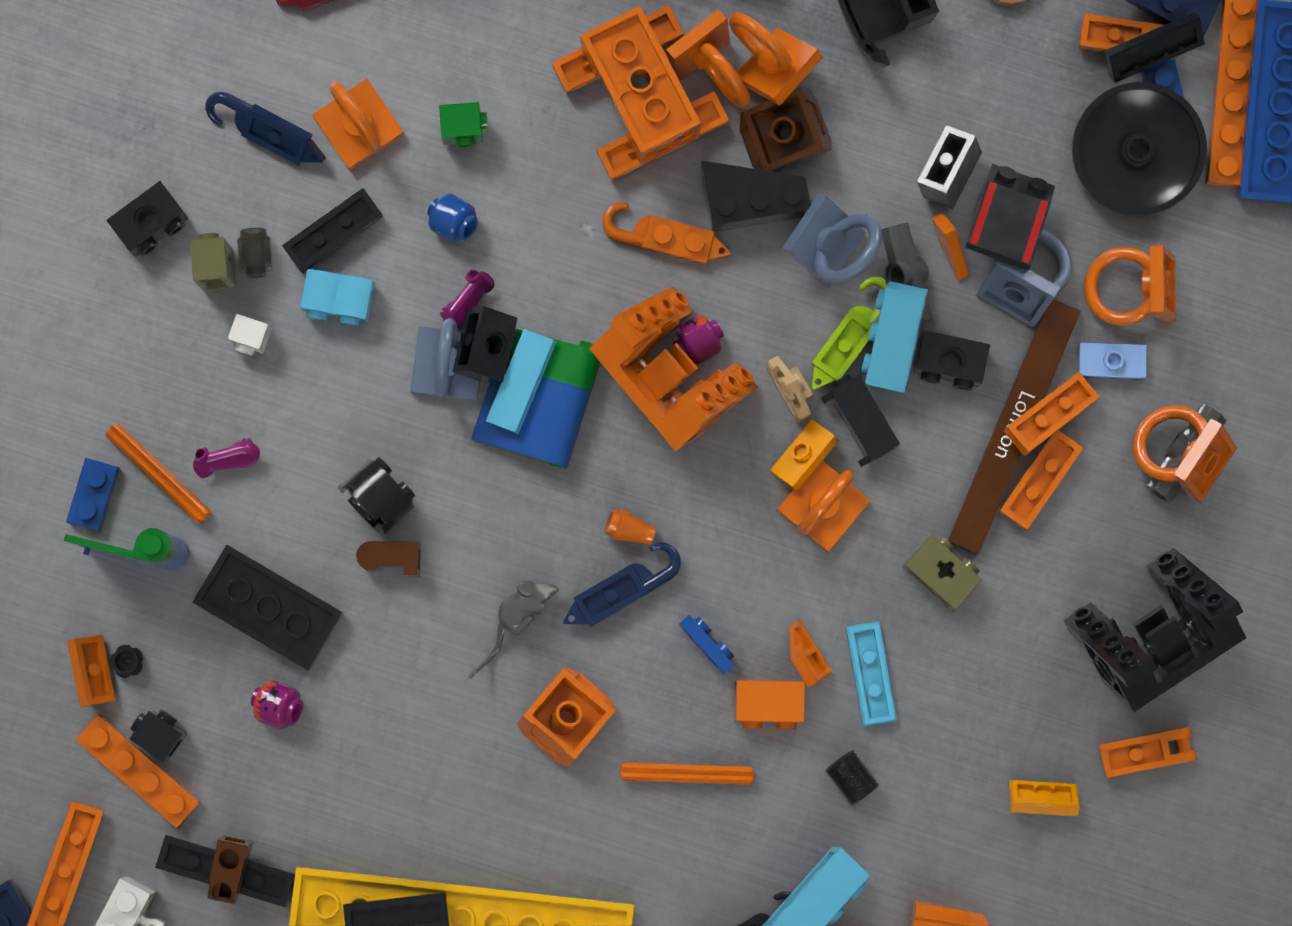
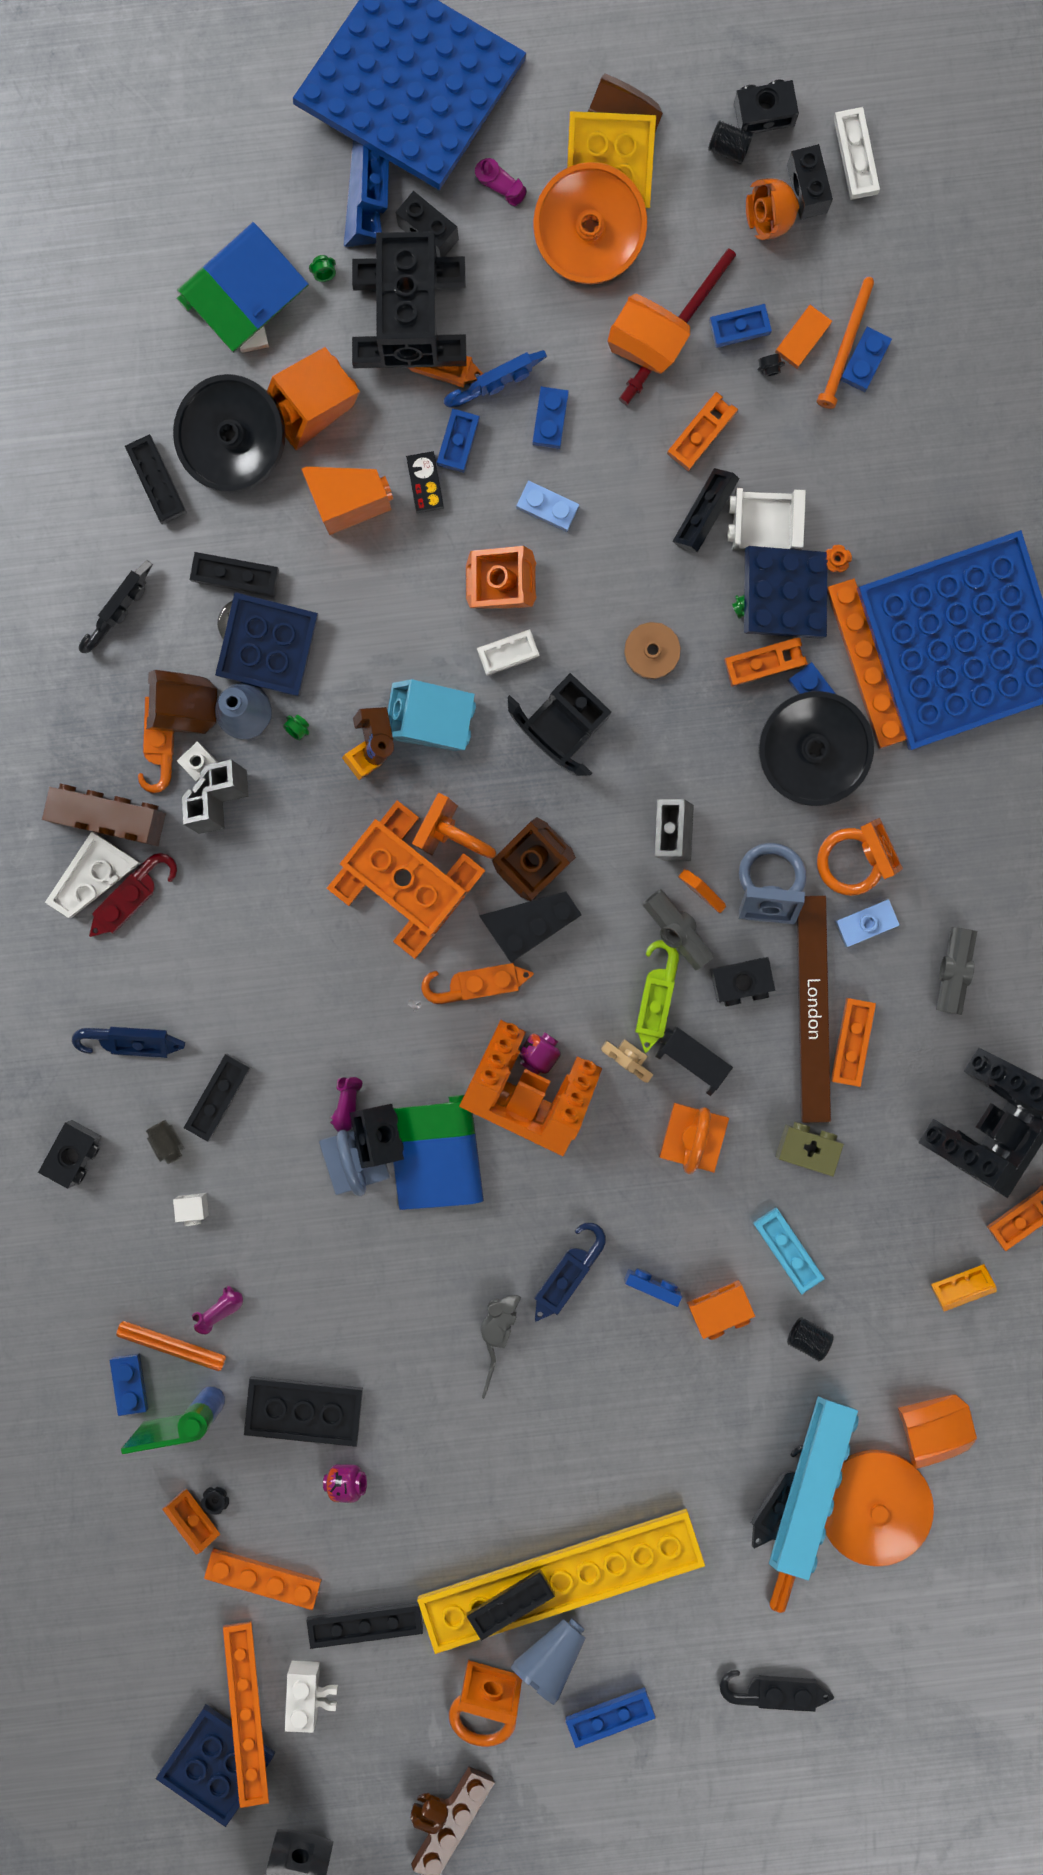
camera: 20 degrees left, 5 degrees up
(157, 734) = (264, 1547): black brick -> none
(212, 262) = (135, 1167): olive brick -> none
(228, 869) = (366, 1626): reddish brown leg -> none
(337, 296) = (245, 1147): medium azure brick -> none
(357, 123) = (197, 1003): orange tile -> none
(378, 495) = (348, 1291): black brick -> none
(380, 554) = (379, 1328): reddish brown leg -> none
(452, 218) = (305, 1046): blue head -> none
(462, 124) = (279, 969): green brick -> none
(521, 381) = (417, 1150): medium azure tile -> none
(566, 716) = (571, 1390): orange slope -> none
(627, 527) = (552, 1224): orange cone -> none
(687, 773) = (682, 1391): orange axle -> none
(777, 63) = (502, 809): orange tile -> none
(804, 455) = (662, 1106): light orange plate -> none
(806, 655) = (734, 1261): orange tile -> none
(827, 240) = (604, 933): sand blue tile -> none
(894, 336) = (691, 985): medium azure brick -> none
(1010, 216) = (740, 851): black slope -> none
(1051, 413) = (839, 989): orange plate -> none
(1154, 47) = (793, 662): black plate -> none
(1202, 459) = (973, 973): orange tile -> none

